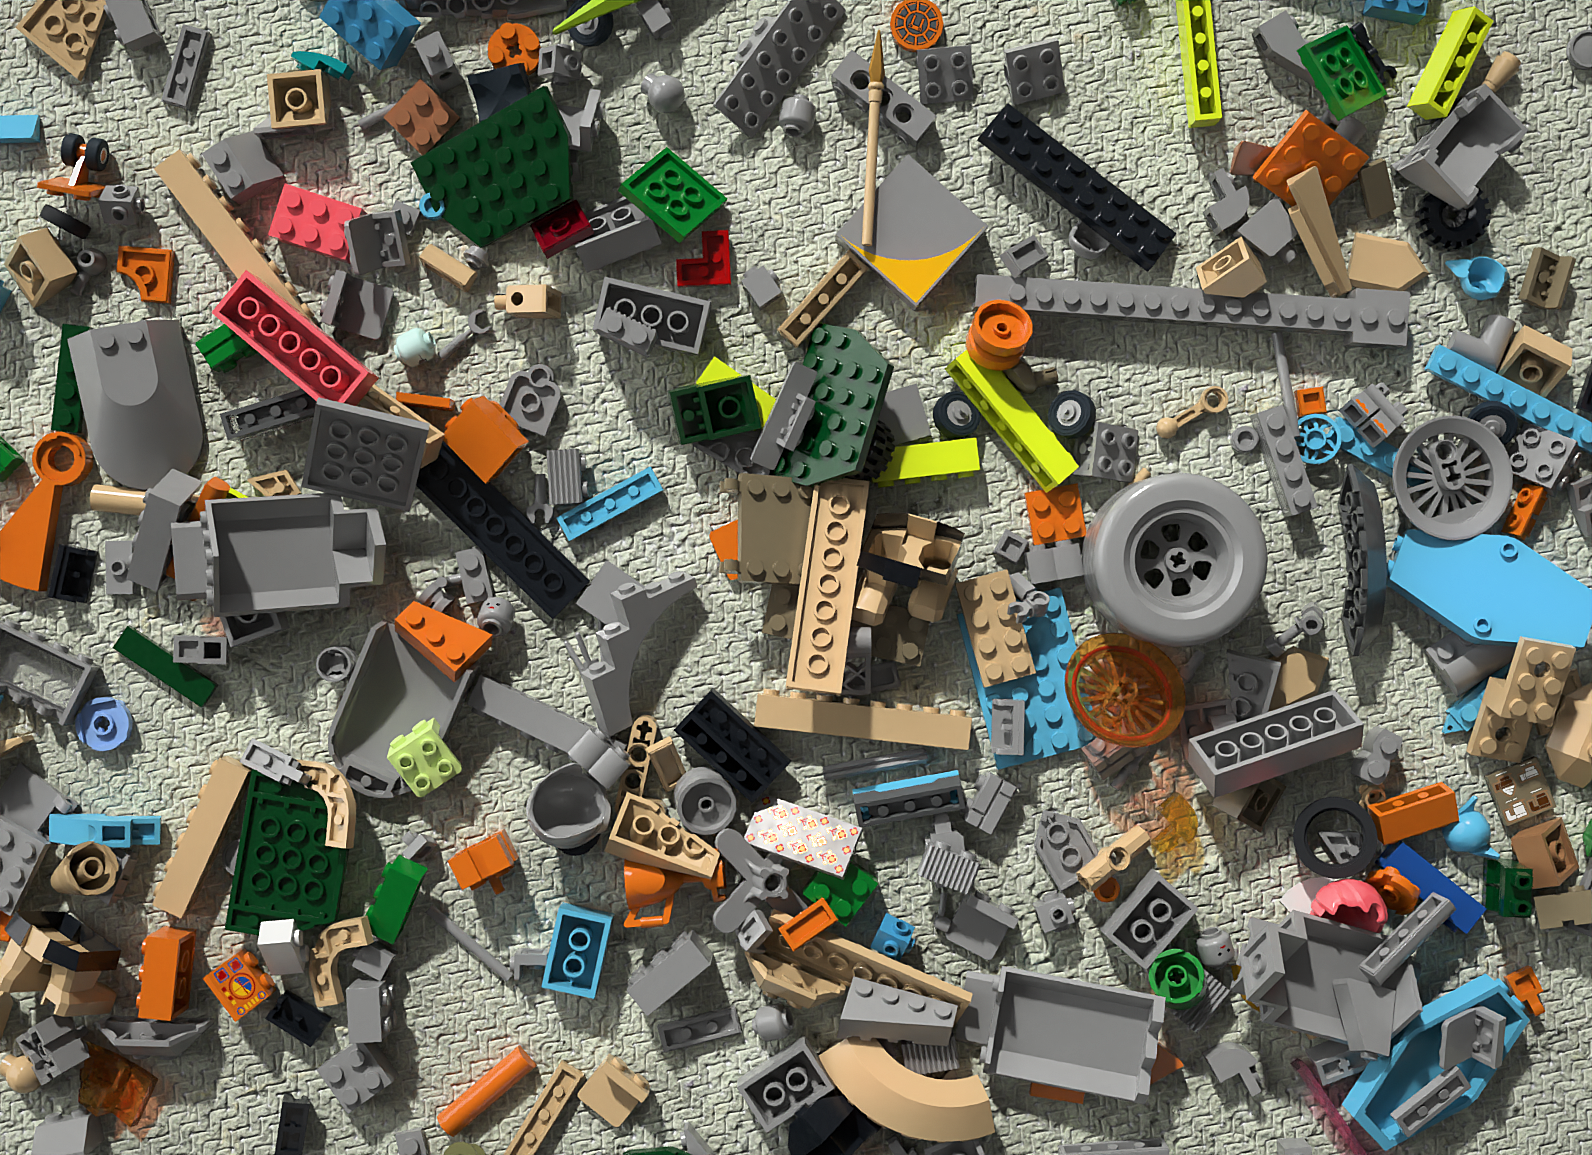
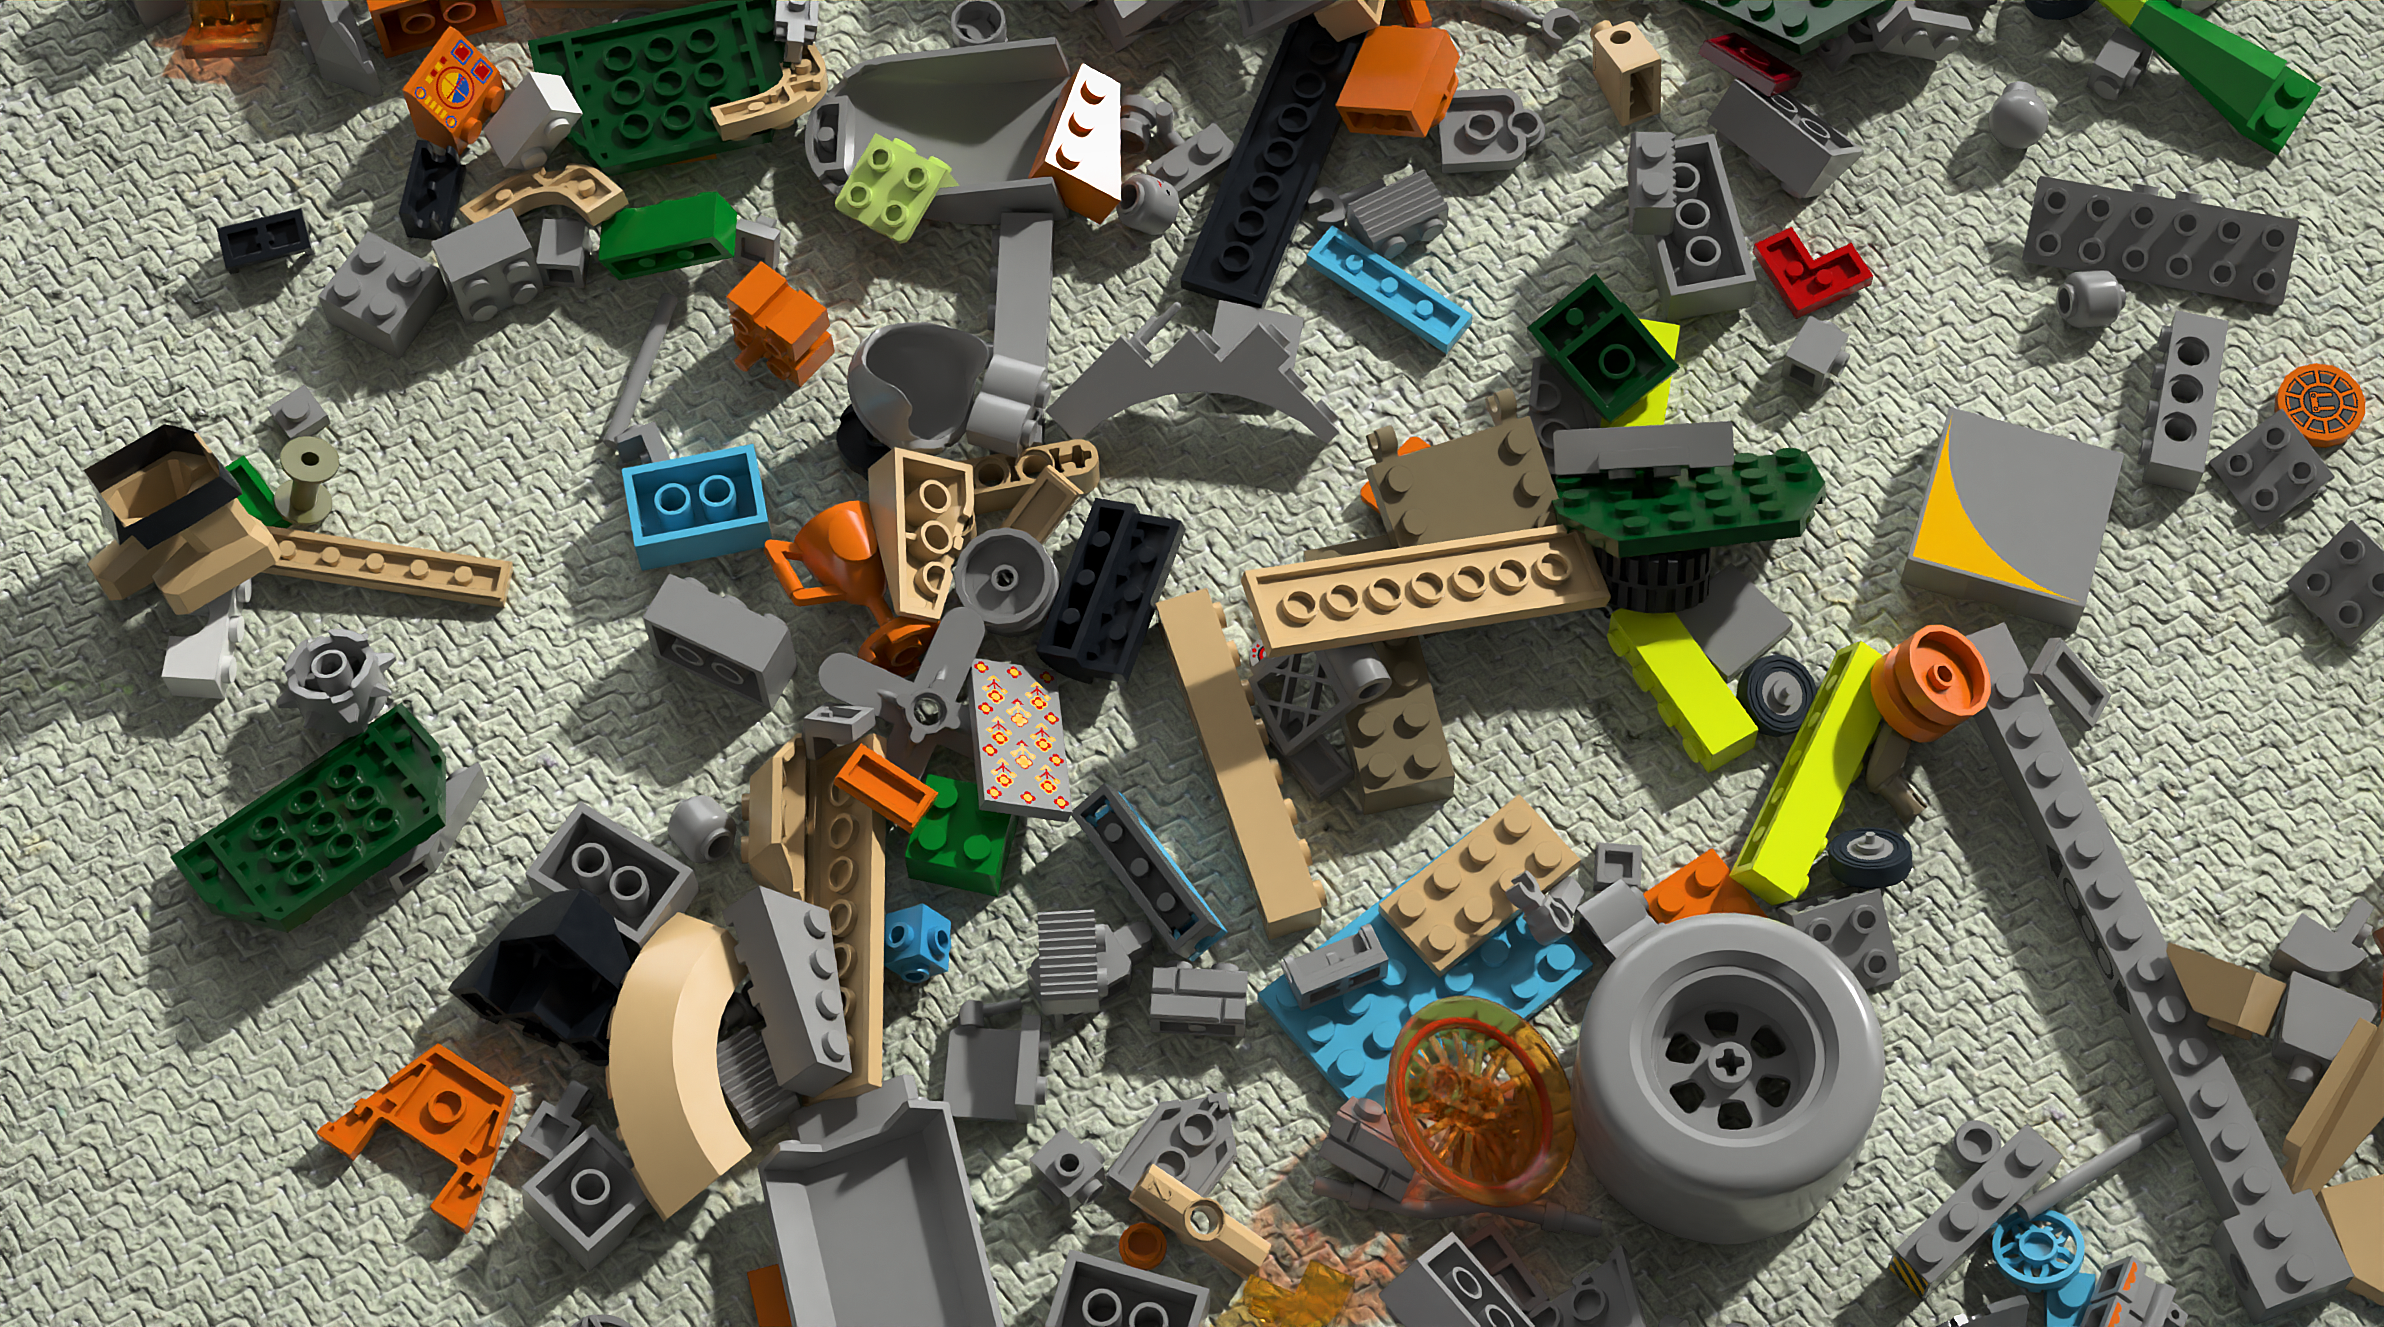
camera: 70 degrees right, 25 degrees down
(485, 1091) = (422, 481): orange brick -> none
(614, 1090) = (498, 650): tan bracket -> none
(672, 194) = (1880, 177): green plate -> none
(699, 1028) = (644, 736): light grey tile -> none
(822, 299) = (1846, 440): tan brick -> none
(875, 87) = (2212, 363): tan piece -> none
(875, 764) = (1178, 813): light grey axle -> none
(899, 553) = (1527, 669): tan piece -> none
(1077, 187) = (2218, 721): black plate -> none
(1086, 241) = (2152, 767): light grey hair -> none
(1168, 427) = (1931, 1016): tan piece -> none
(1310, 401) = (2096, 1221): orange tile -> none

